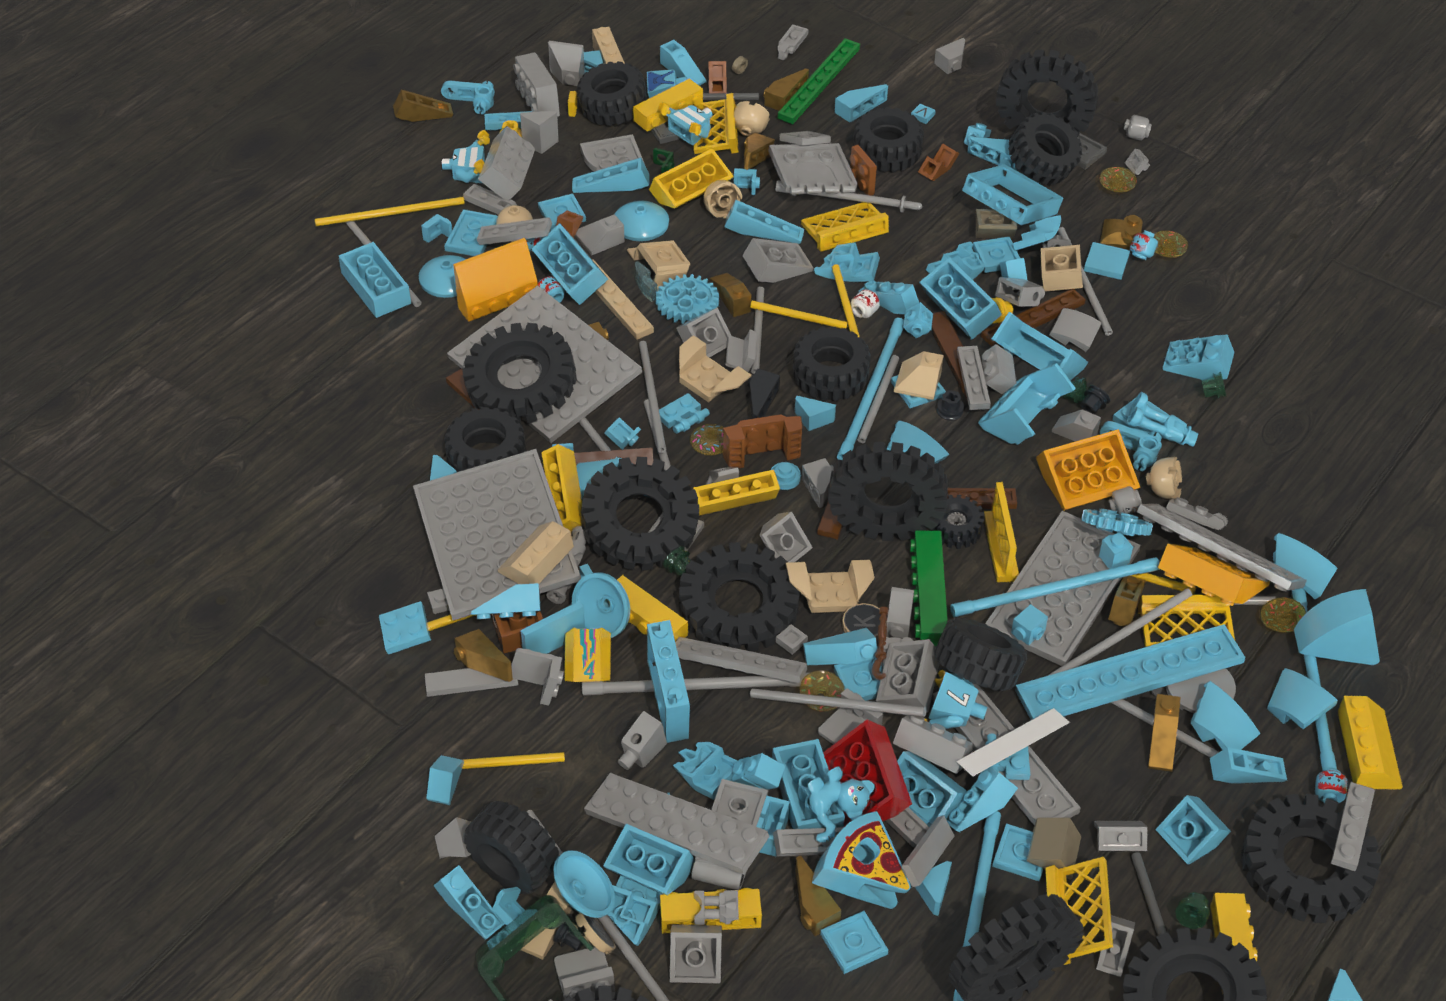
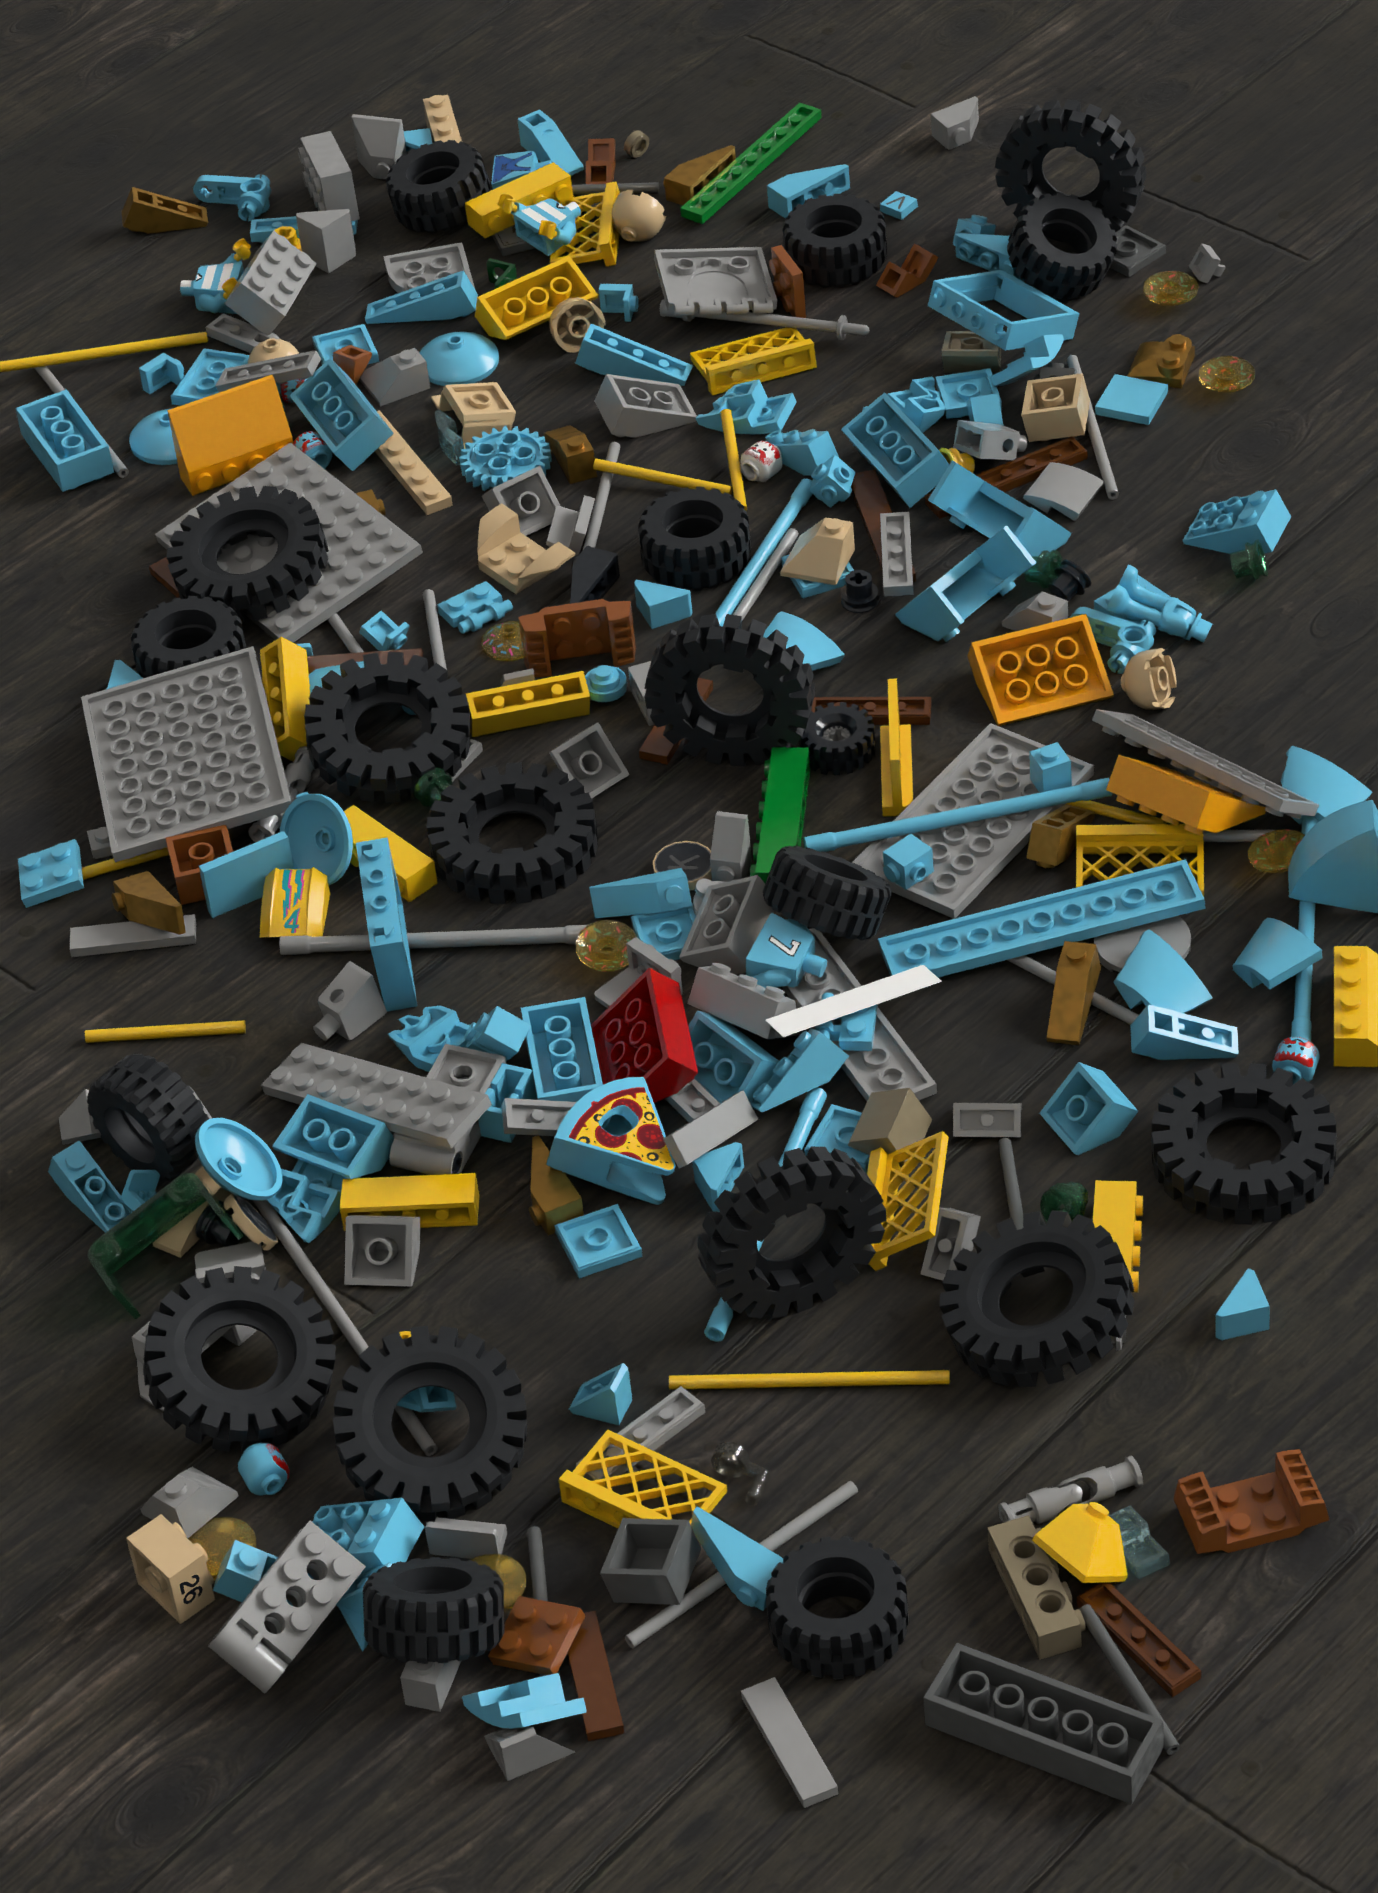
camera: 10 degrees right, 5 degrees down
(443, 779) = (77, 1050): medium azure slope -> none
(519, 598) = (196, 828): medium azure slope -> none
(538, 554) = (237, 776): tan slope -> none
(538, 669) = (218, 917): light grey bracket -> none
(572, 103) = (381, 203): yellow tile -> none
(652, 397) = (434, 585): light grey piece -> none
(727, 905) = (427, 1187): light grey piece -> none
(741, 660) = (498, 907): light grey plate -> none
(756, 149) = (636, 258): pearl gold slope -> none
(791, 41) = (719, 109): light grey hinge -> none
(791, 639) = (576, 884): light grey plate -> none
(805, 138) = (712, 240): light grey tile -> none
(831, 590) = (641, 825): tan piece -> none
(838, 702) = (621, 954): light grey piece -> none
(850, 796) = (609, 1059): medium azure animal -> none
(880, 655) = (693, 899): reddish brown piece -> none
(998, 369) = (935, 542): light grey brick -> none
(1110, 520) = (1067, 733): medium azure gear -> none
(1125, 500) = (1081, 709): light grey head -> none
(1129, 629) = (1051, 868): light grey piece -> none
(1137, 127) = (1216, 216): light grey head -> none
(1144, 245) = (1187, 375): medium azure head -> none
(1198, 514) = (1185, 726): light grey hinge -> none
(1353, 826) = (1303, 1100): light grey plate -> none

